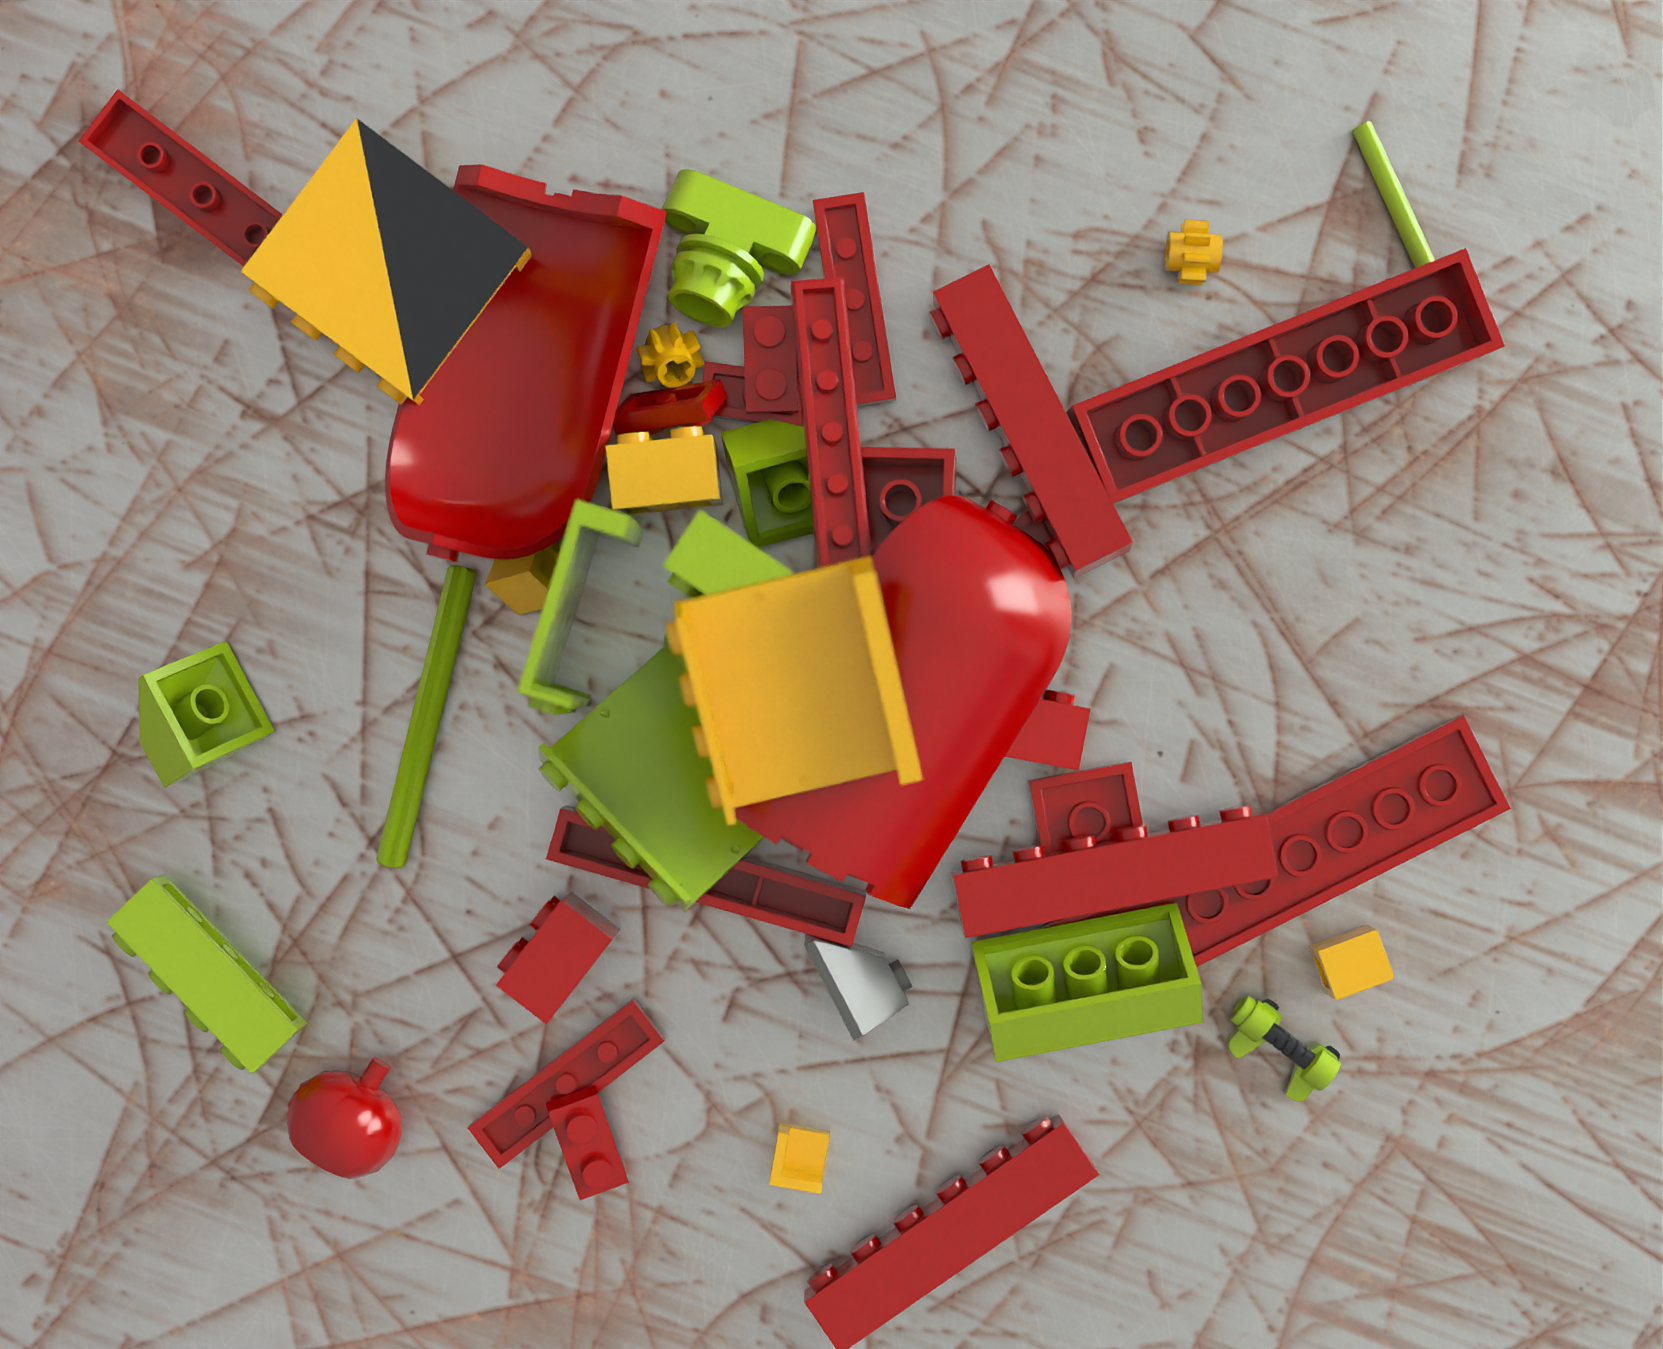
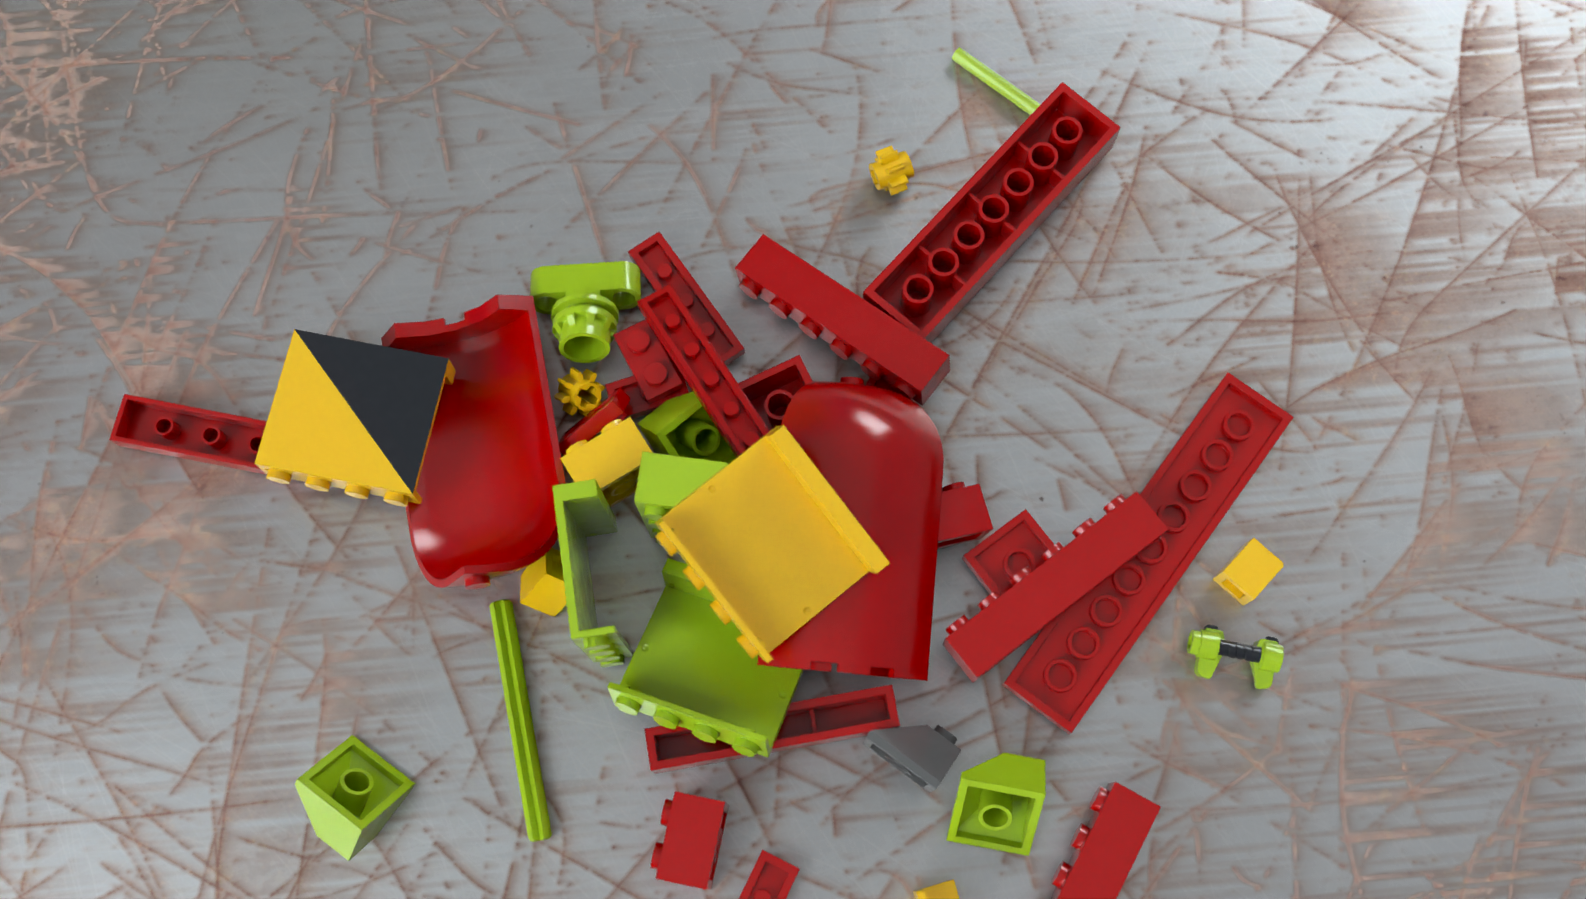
camera: 25 degrees left, 15 degrees down
(924, 1080) = (999, 804): none -> lime slope
(1088, 982) = (1078, 671): lime slope -> none

